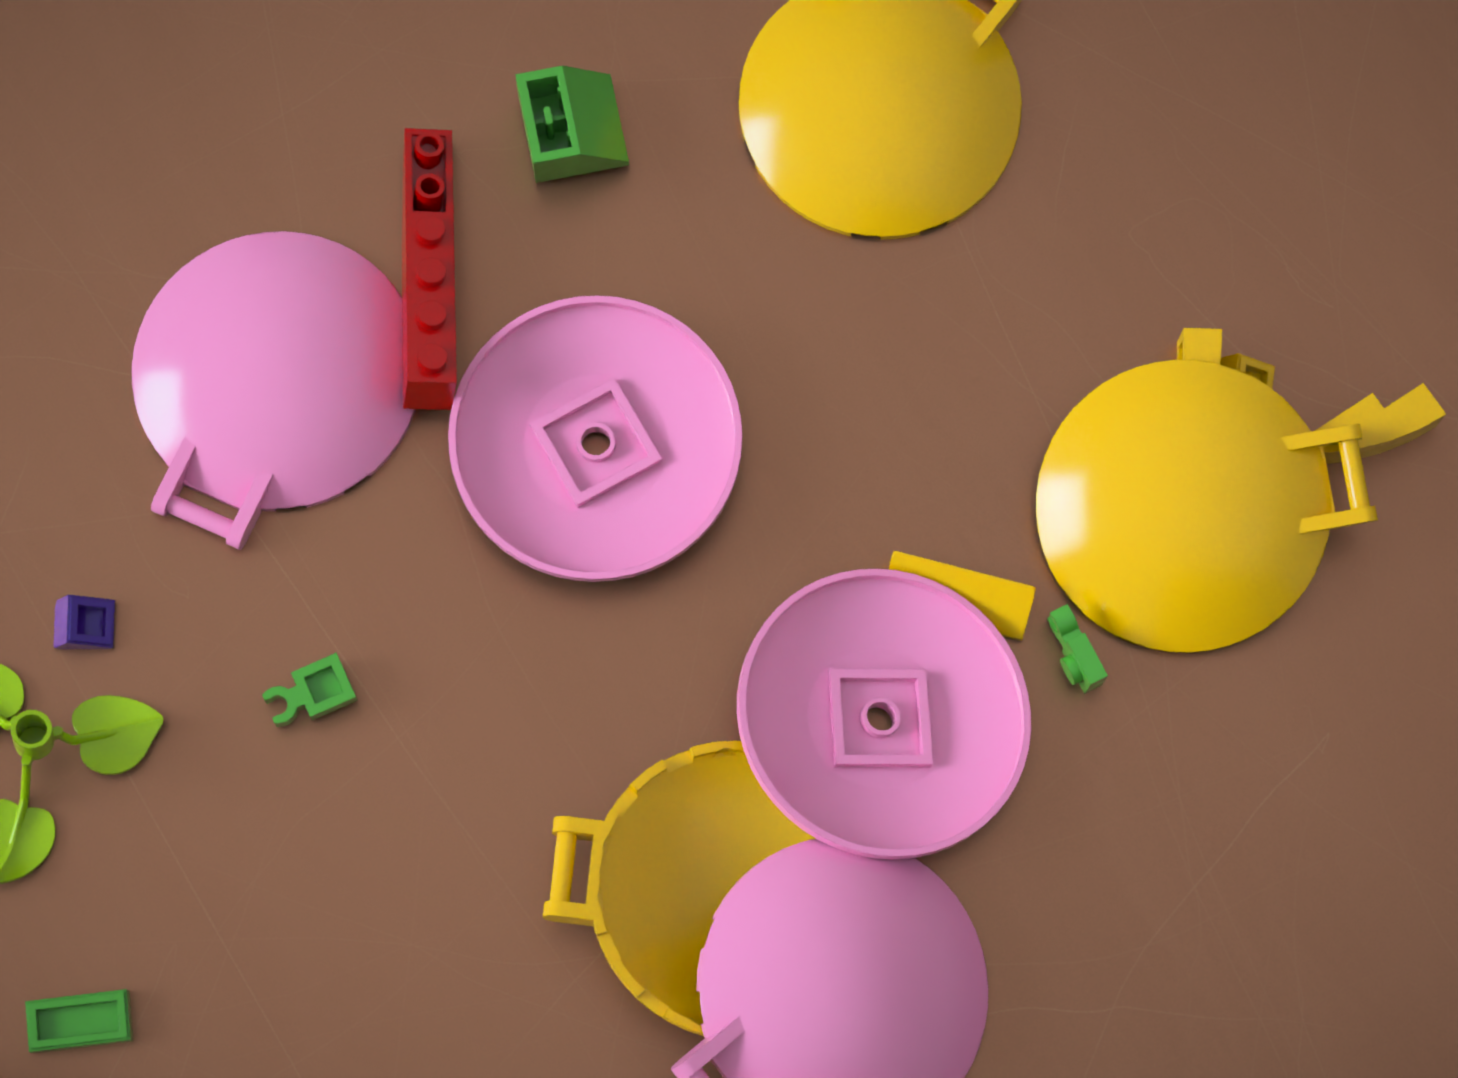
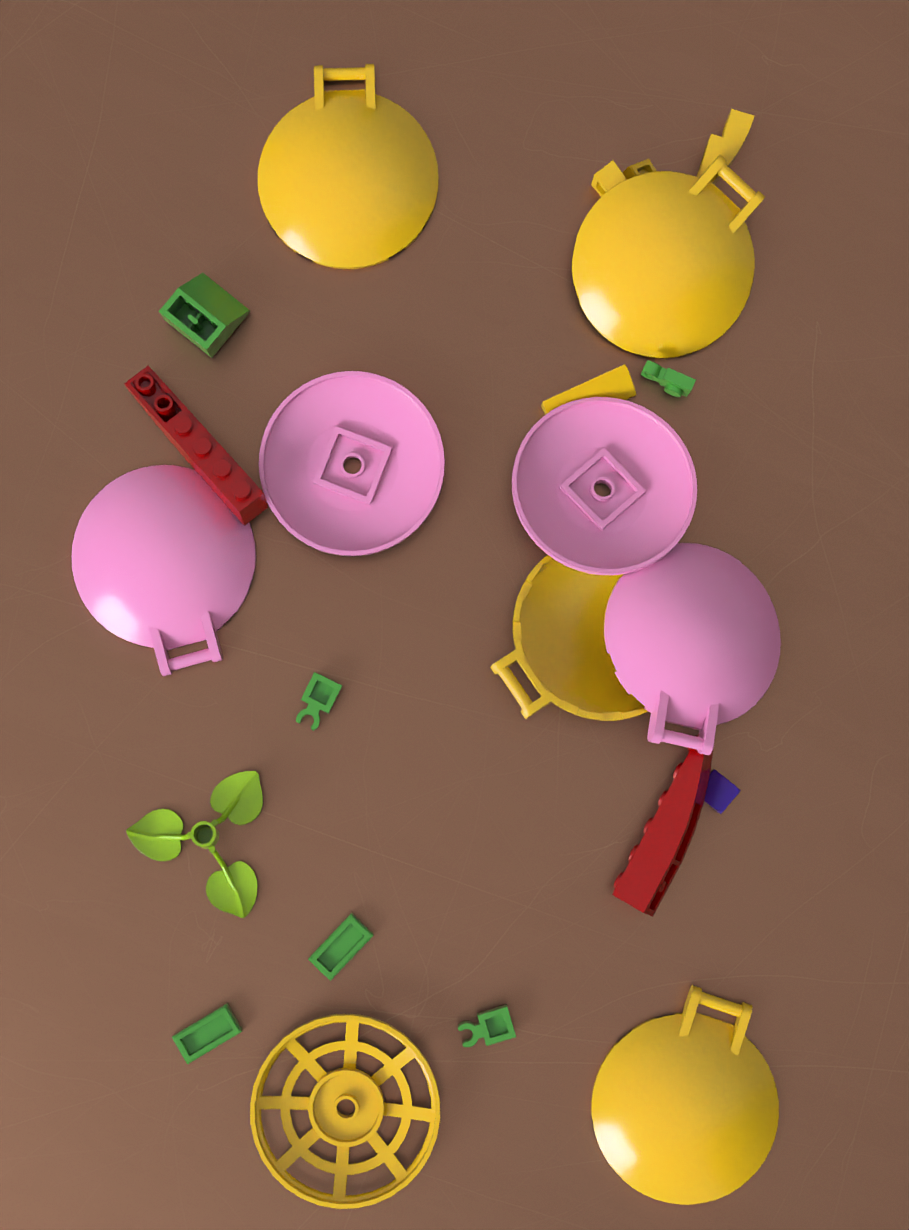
camera: 40 degrees left, 10 degrees up
(84, 623) = (177, 757): dark purple slope -> none

